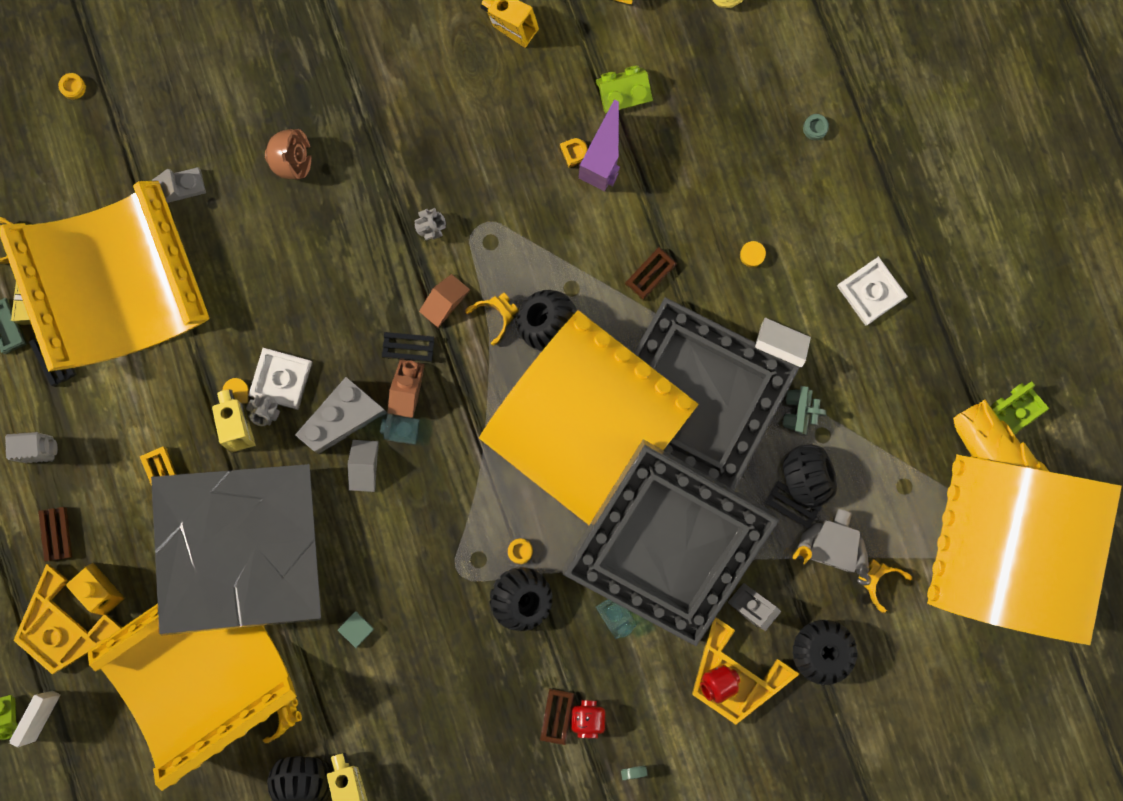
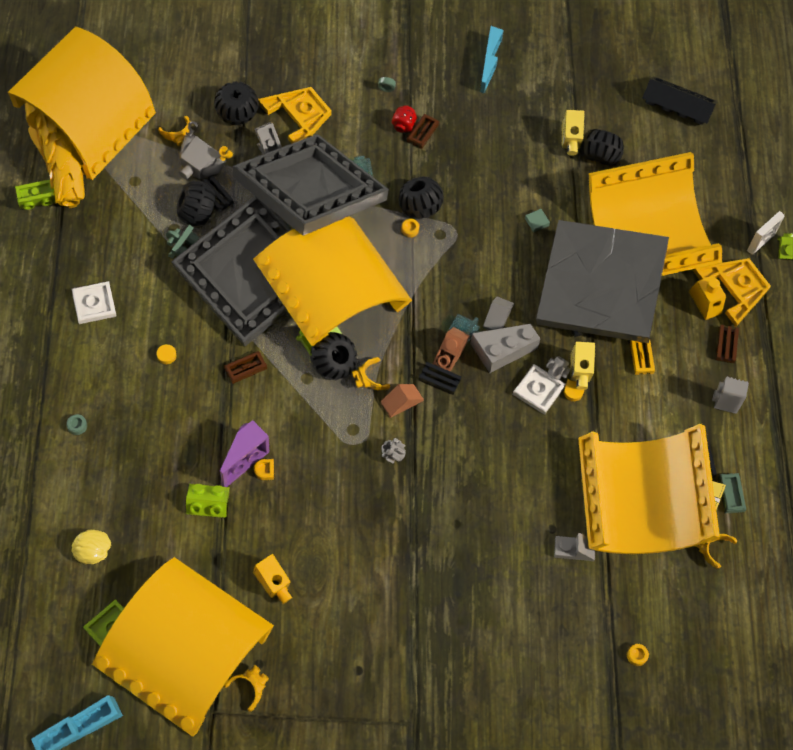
camera: 160 degrees left, 20 degrees down
(288, 153) = (483, 535): nougat cylinder -> none
(720, 684) = (311, 105): red head -> none
(783, 342) = (174, 284): white tile -> none

